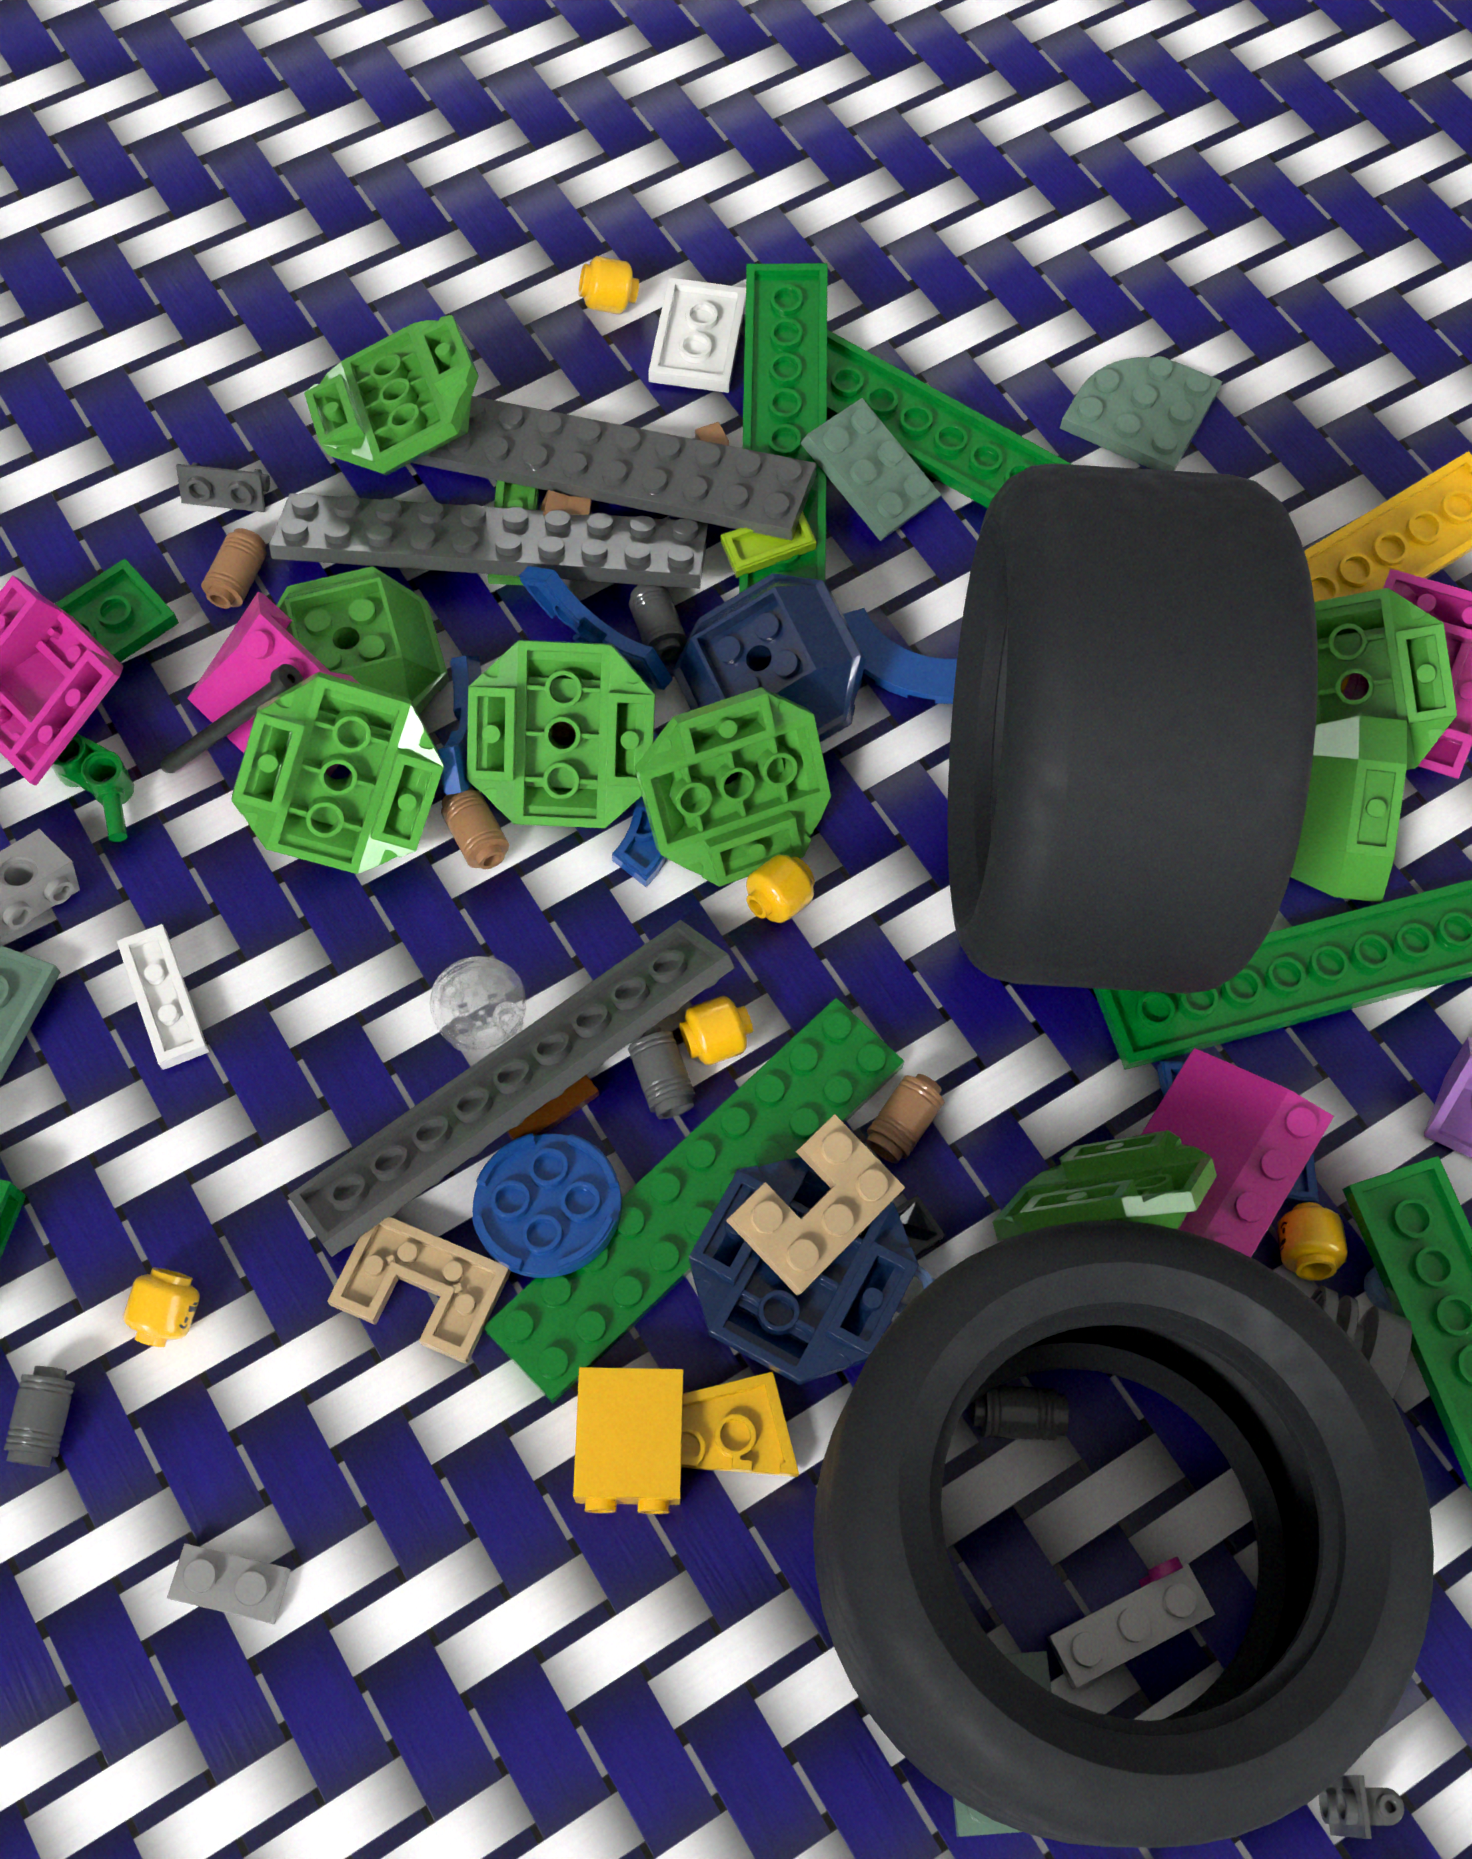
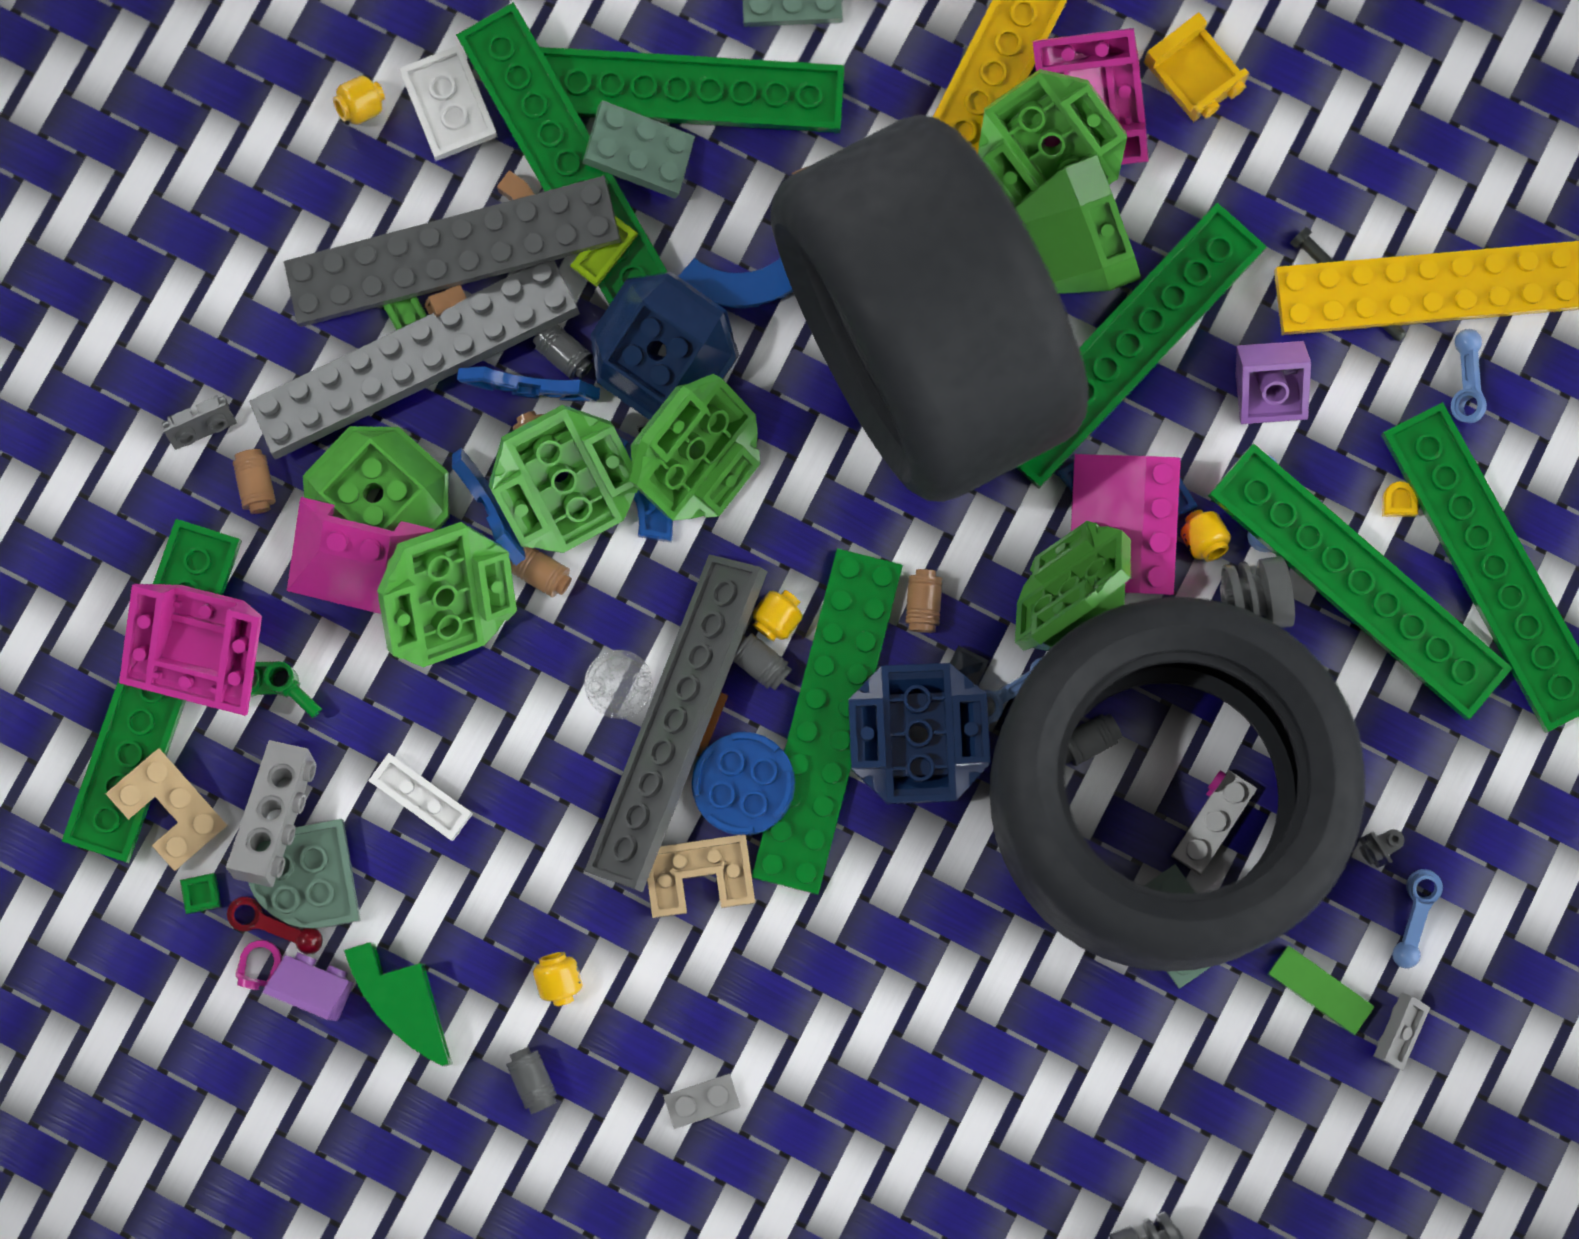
camera: 25 degrees left, 15 degrees up
(281, 680) = (376, 559): pearl dark grey bar -> none
(396, 397) = (256, 285): bright green piece -> none
(628, 1439) = (877, 889): yellow panel -> none
(737, 1429) = (921, 853): yellow wing -> none
(780, 888) = (760, 497): yellow head -> none
(806, 1246) = (916, 720): tan plate -> none

